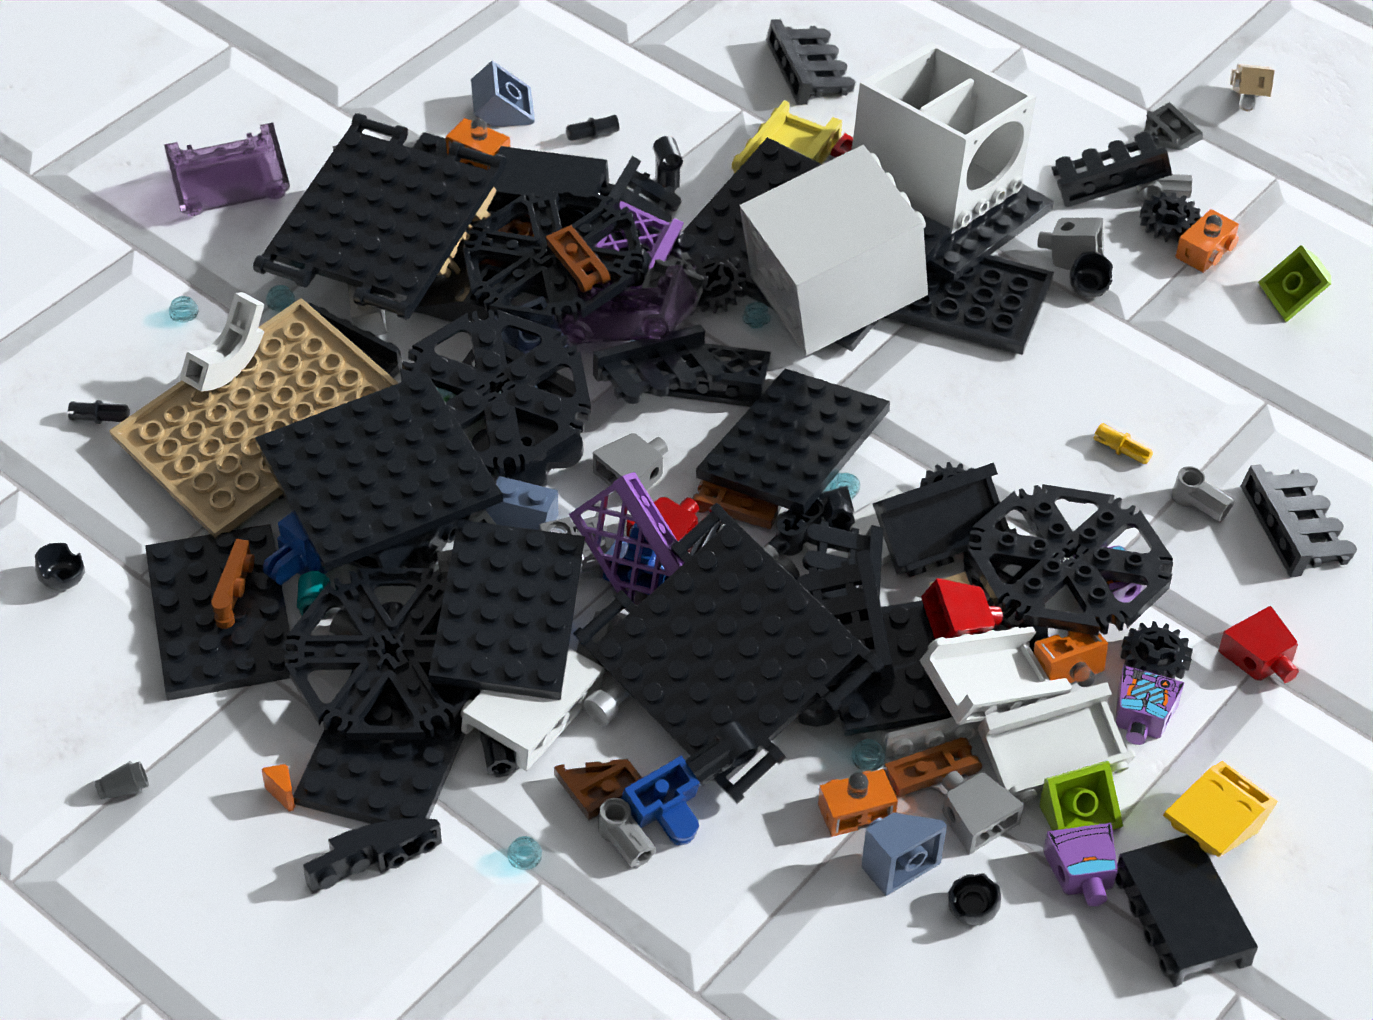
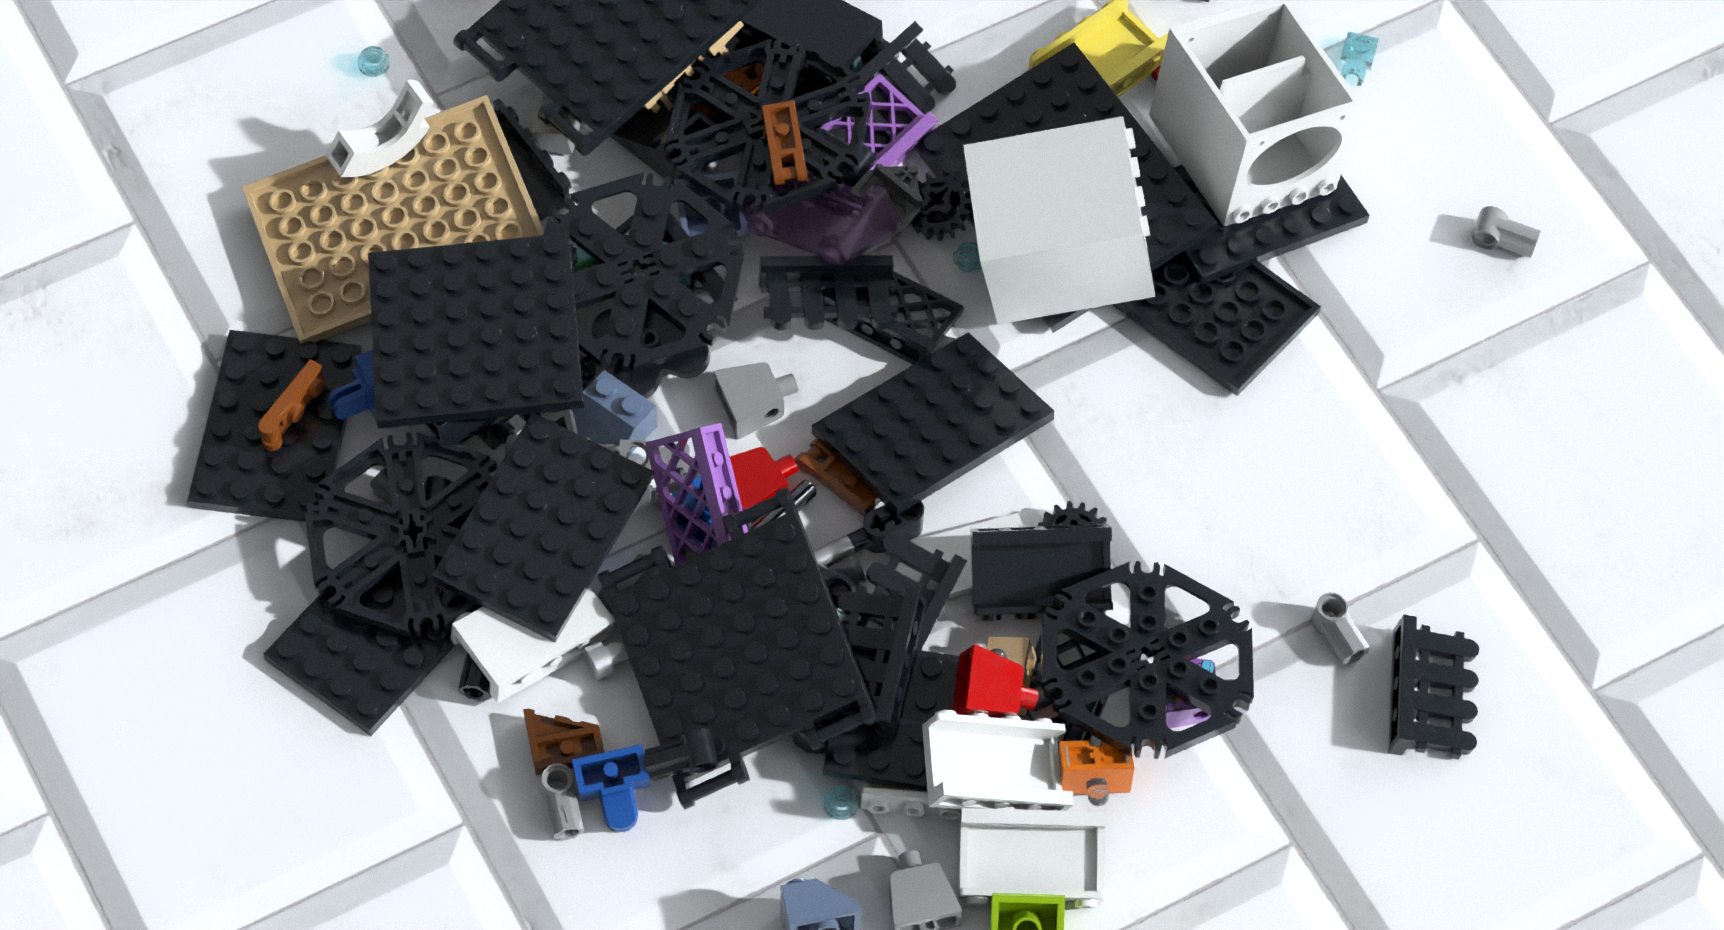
camera: 20 degrees right, 10 degrees up
(58, 566) = (136, 327): black hair -> none
(98, 411) = (241, 158): black axle -> none
(124, 780) = (112, 582): dark grey cone -> none
(278, 784) = (257, 636): orange slope -> none
(280, 298) = (477, 79): clear light blue plate -> none
(309, 588) = (367, 434): teal brick -> none
(382, 843) = (328, 733): black slope -> none
(524, 853) = (458, 789): clear light blue plate -> none
(667, 162) = (954, 39): black piece -> none
(838, 508) = (939, 517): black piece -> none
(846, 479) = (965, 492): clear light blue plate -> none
(856, 801) = (803, 848): orange piece -> none
(931, 766) = (899, 834): dark orange plate -> none
(1072, 238) = (1360, 281): light grey torso -> none
(1091, 274) = (1358, 324): black hair -> none
(1114, 177) = (1450, 209): black fence -> none
(1122, 443) = (1288, 539): yellow axle -> none
(1145, 703) = (1150, 845): torso -> none
(1157, 650) = (1192, 798): black gear -> none
(1169, 216) = (1490, 277): black gear -> none
(1172, 128) = (1556, 160): dark grey slope -> none
(1207, 241) = (1516, 319): orange piece -> none
(1250, 82) = (1678, 131): tan piece -> none
(1261, 646) = (1307, 822): red torso -> none
(1295, 282) = (1588, 405): lime slope -> none

